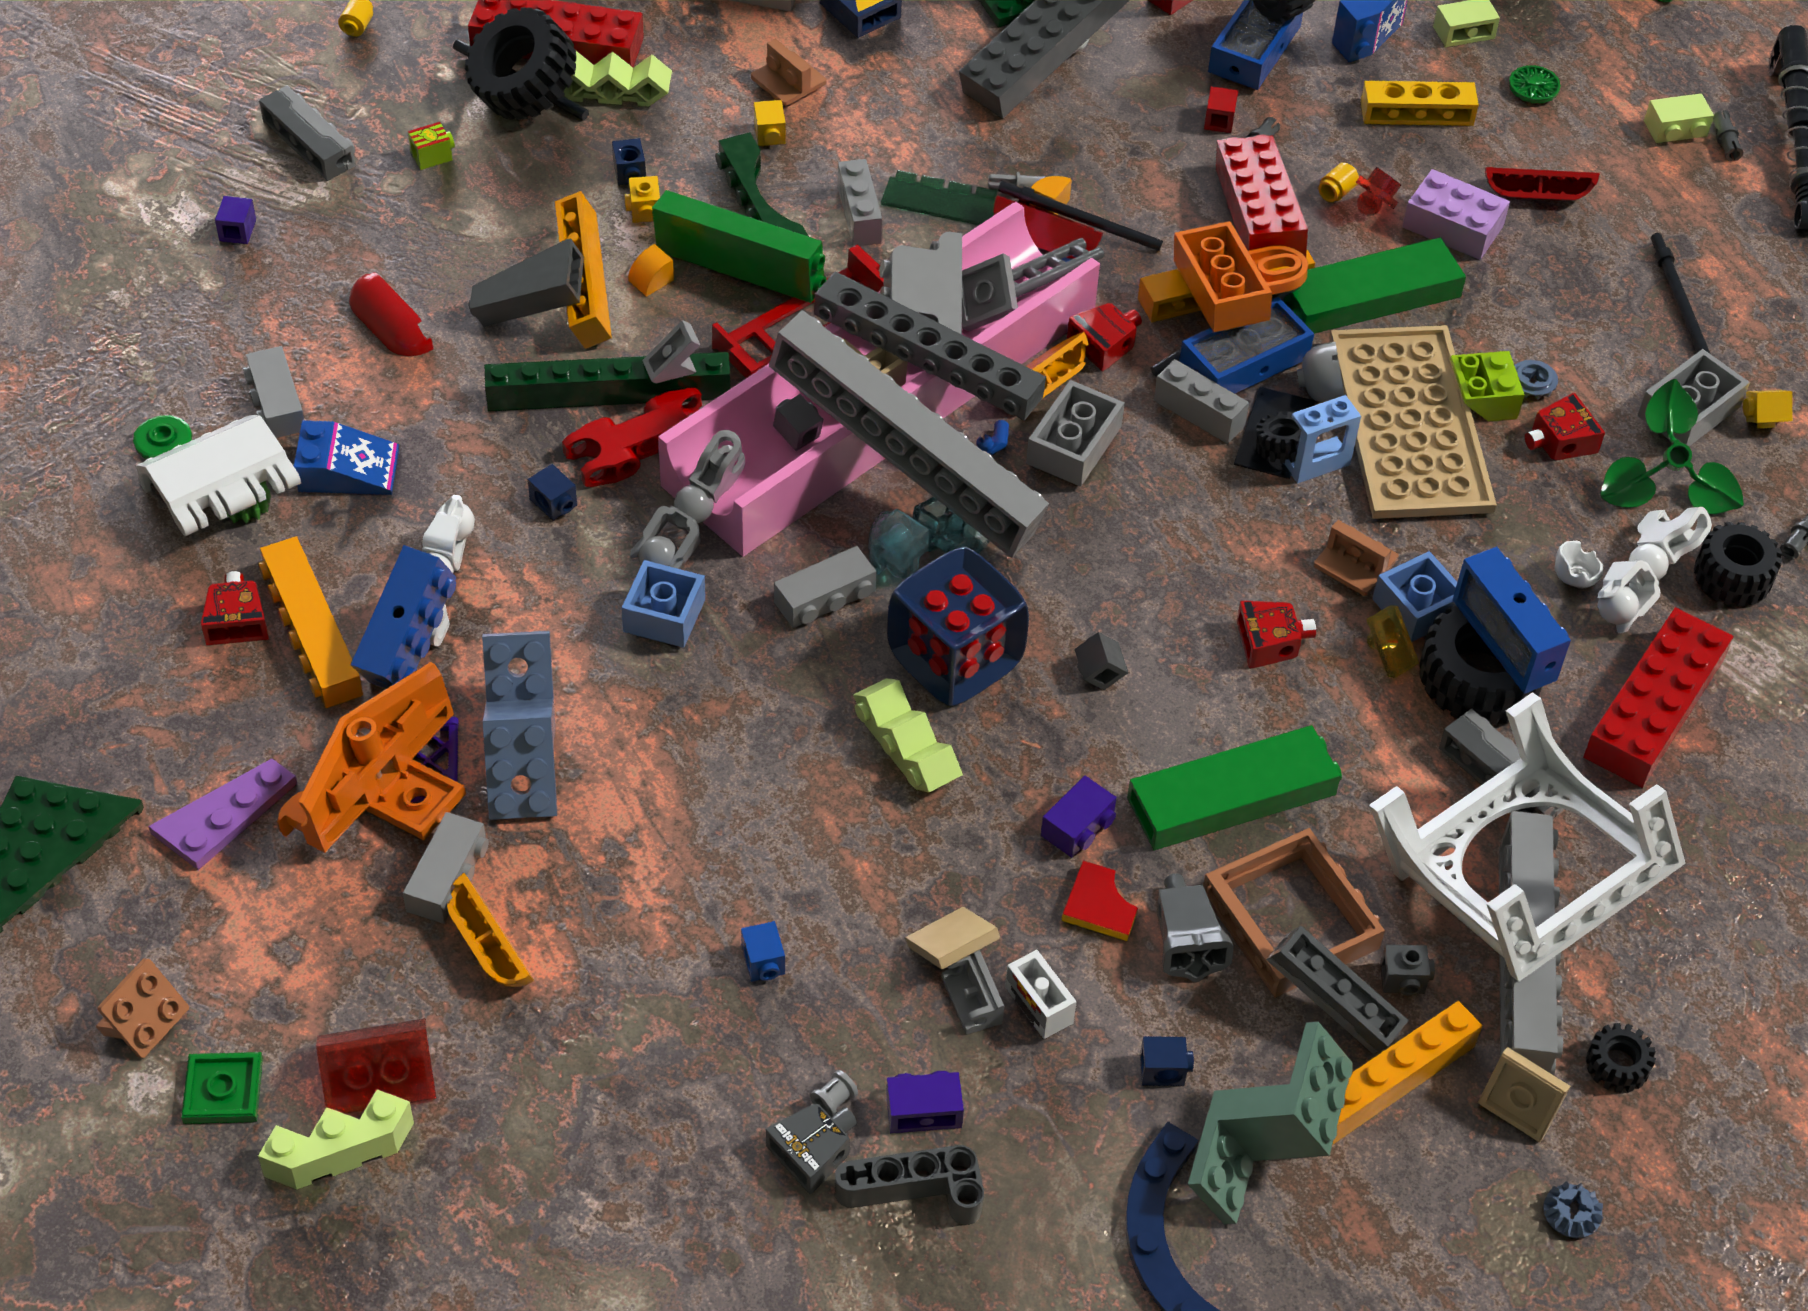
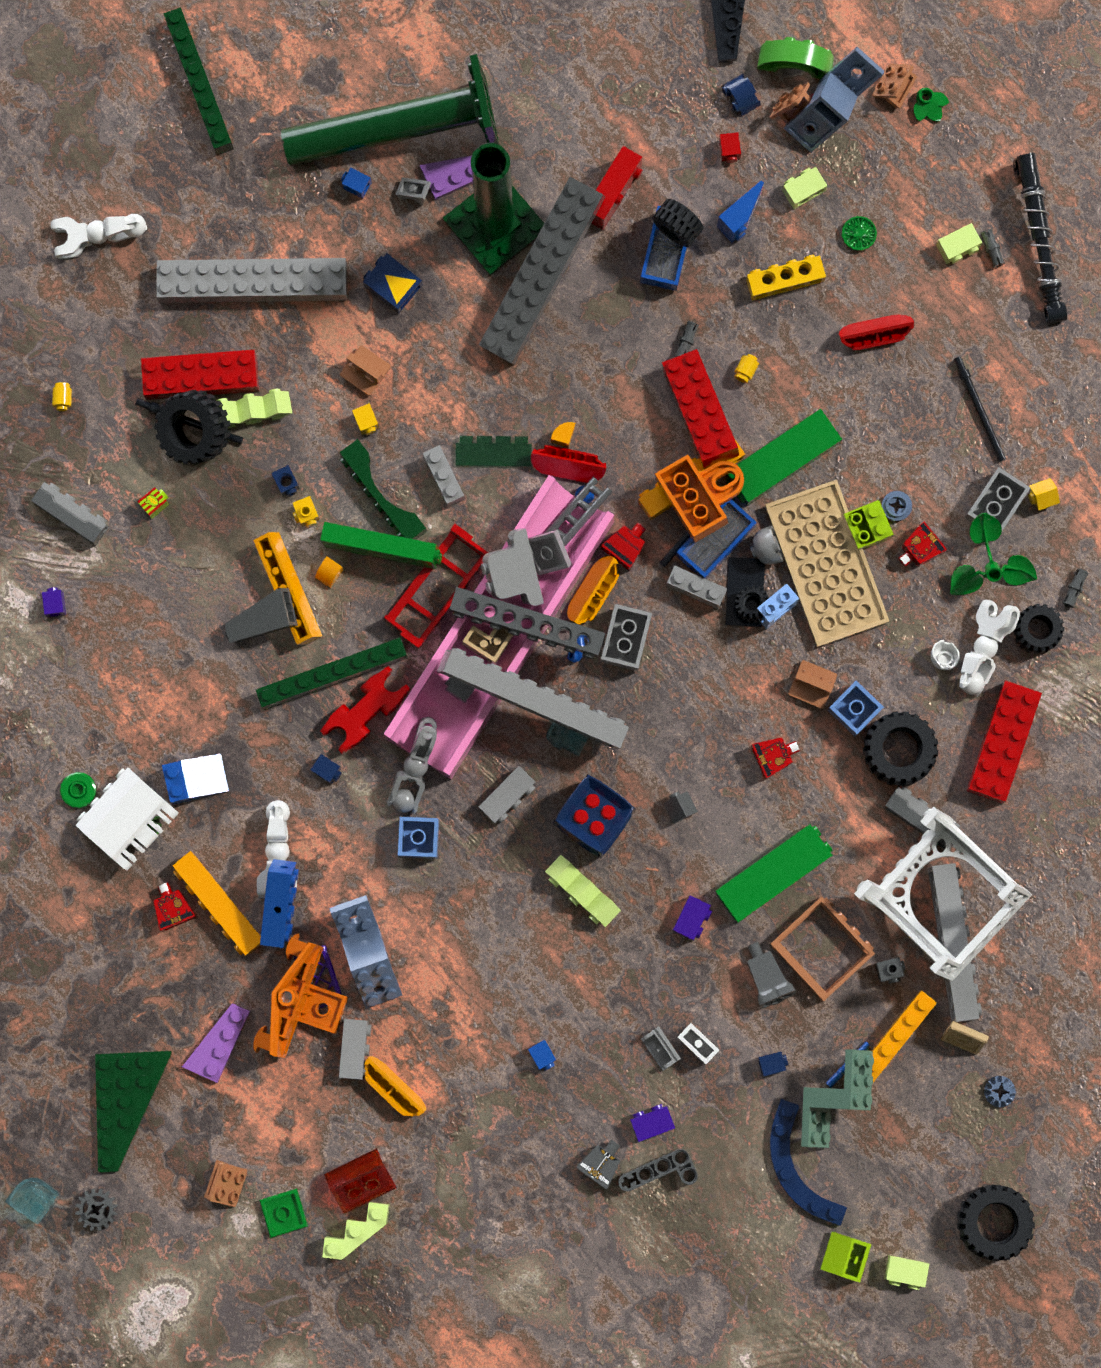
camera: 10 degrees left, 30 degrees up
(274, 391) = (132, 738): light grey brick -> none
(388, 316) = (177, 655): red brick -> none
(672, 355) = (370, 661): light grey slope -> none
(835, 1092) = (603, 1131): light grey bush -> none
(896, 543) = (541, 758): clear light blue brick -> none
(952, 937) = (642, 1020): tan tile -> none
(1018, 180) = (538, 427): light grey axle -> none
(1027, 196) = (550, 447): black bar -> none
(1097, 904) = (713, 969): red tile -> none
(1220, 109) = (656, 321): red brick -> none
(1337, 990) = (855, 1003): dark grey piece -> none
(1379, 188) = (773, 374): clear red hips -> none
(1392, 641) = (845, 747): clear yellow tile -> none
(1456, 212) = (826, 378): lavender brick -> none
(1511, 619) = (902, 727): blue brick -> none
(1627, 1042) = (1024, 993): black tyre -> none

